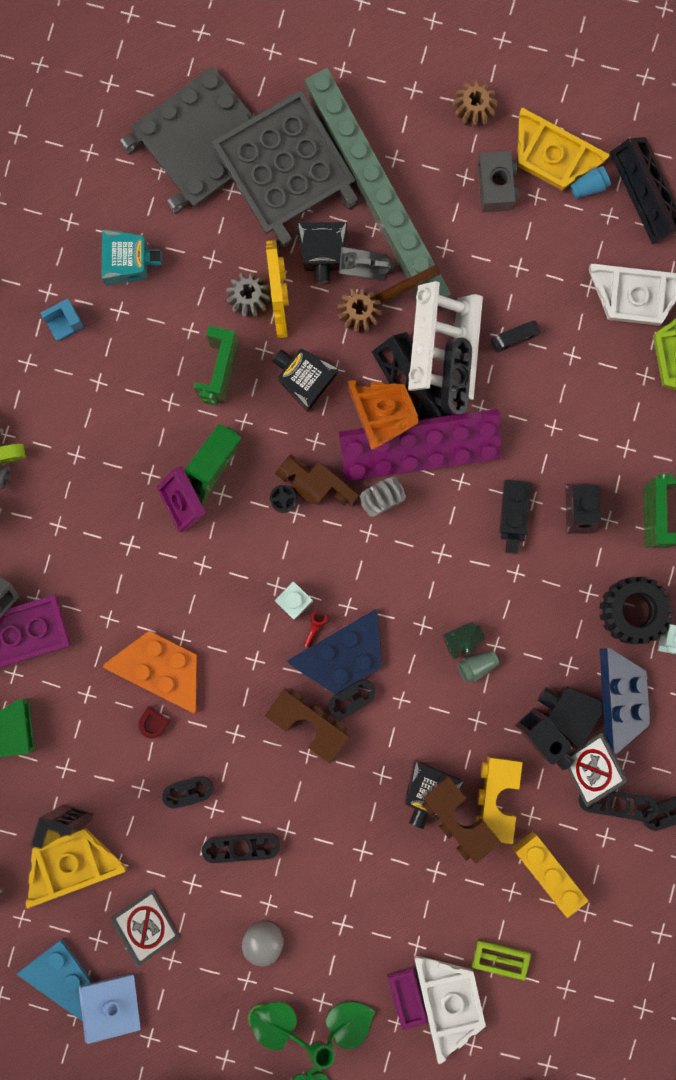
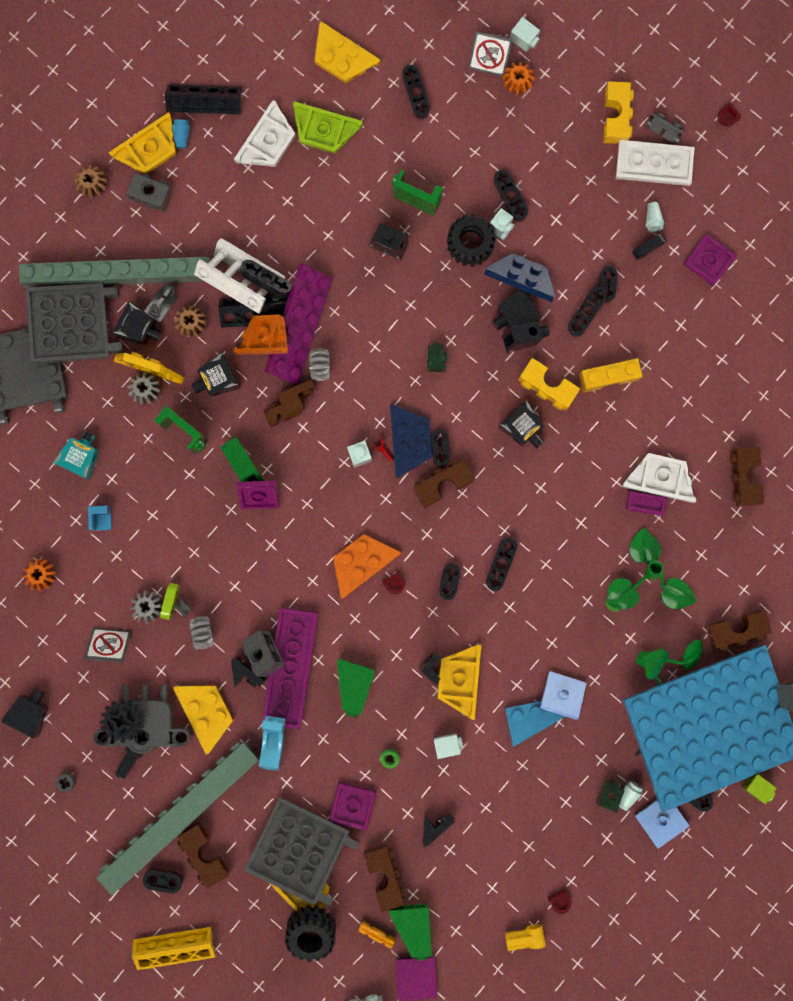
camera: 65 degrees left, 0 degrees up
(144, 928) = (522, 648): piece -> none
(262, 943) = (568, 579): light grey hair -> none
(282, 494) = (289, 430): black wheel -> none
(408, 284) = (189, 280): reddish brown bar -> none
(474, 839) = (566, 411): reddish brown arch -> none
(476, 964) = (659, 420): lime tile -> none
(477, 666) = (458, 357): sand green cone -> none
(514, 513) = (371, 287): black hinge -> none
(515, 336) = (257, 230): black beam -> none
(596, 770) = (559, 313): piece -> none

